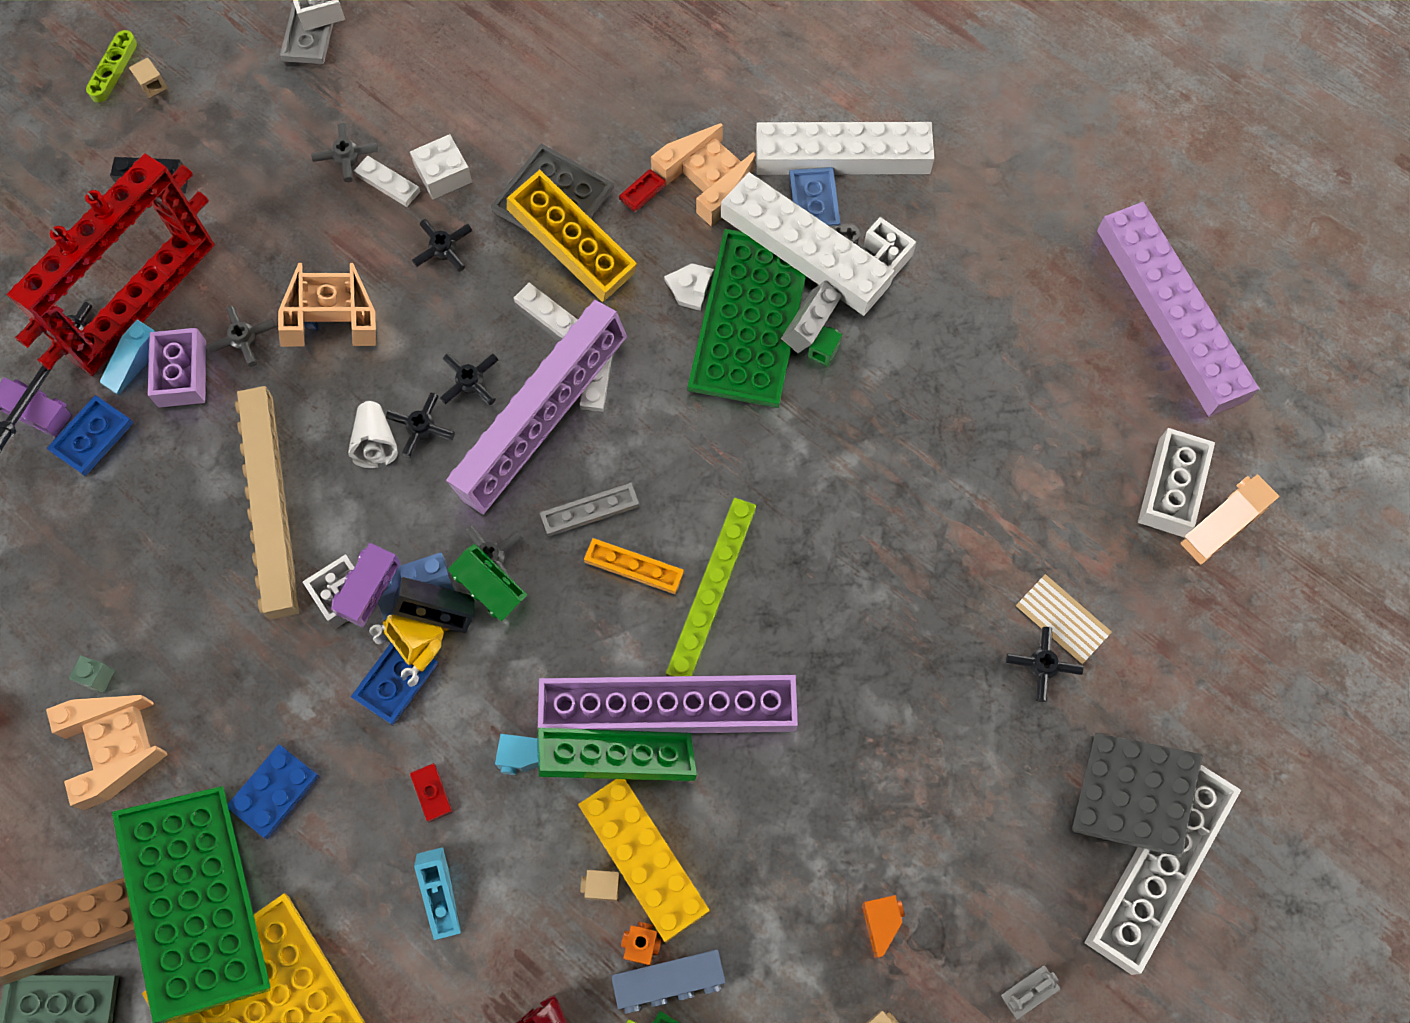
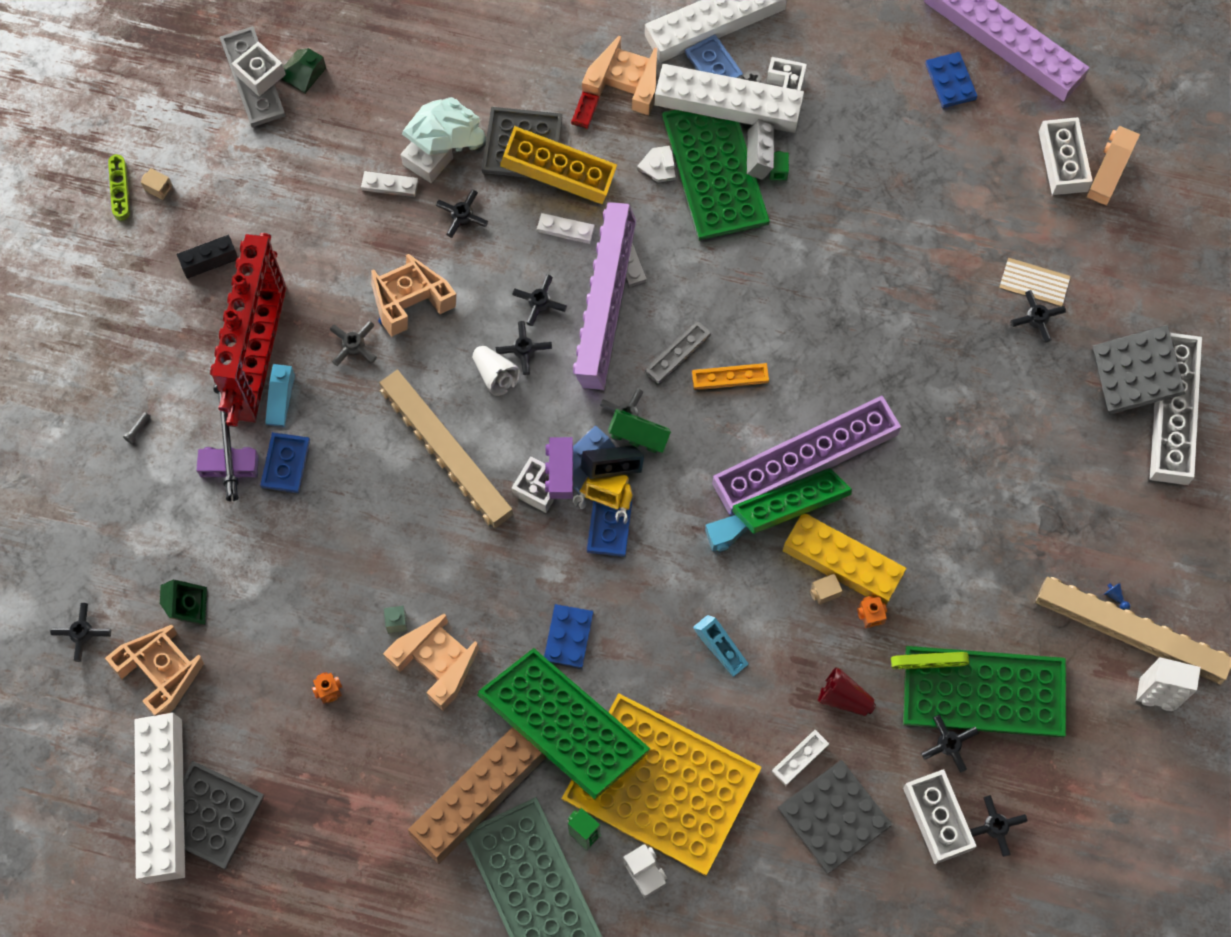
camera: 25 degrees left, 0 degrees up
(177, 367) = (322, 385): lavender brick -> none
(345, 152) = (346, 176): dark grey bar -> none
(370, 25) = (303, 69): none -> dark green slope
(431, 792) = (677, 586): red plate -> none
(472, 141) = (445, 126): none -> light aqua wedge
(668, 980) = (902, 625): sand blue brick -> none
(711, 589) = (791, 366): lime plate -> none
(882, 922) = (1018, 526): orange slope -> none
(1031, 991) = (1131, 524): light grey hinge -> none
(1083, 333) = (951, 79): none -> blue plate

